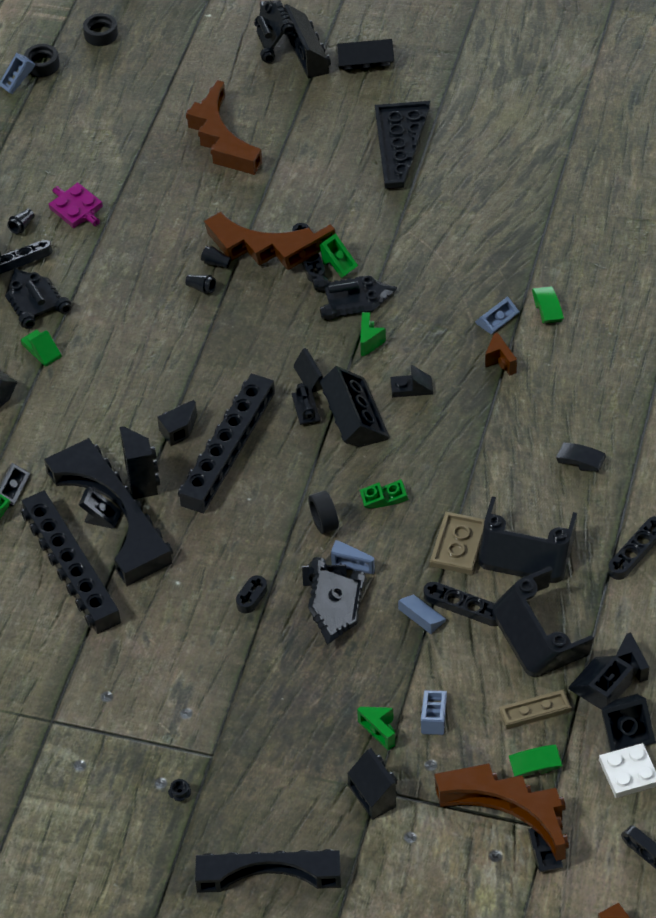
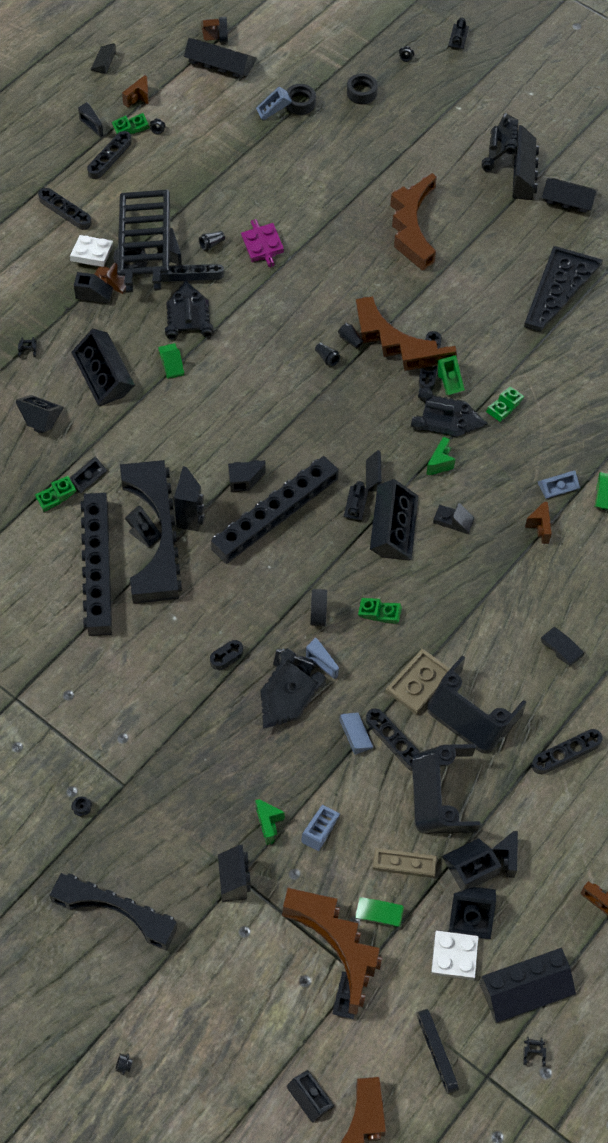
camera: 20 degrees right, 10 degrees up
(405, 264) = (505, 404): none -> green slope

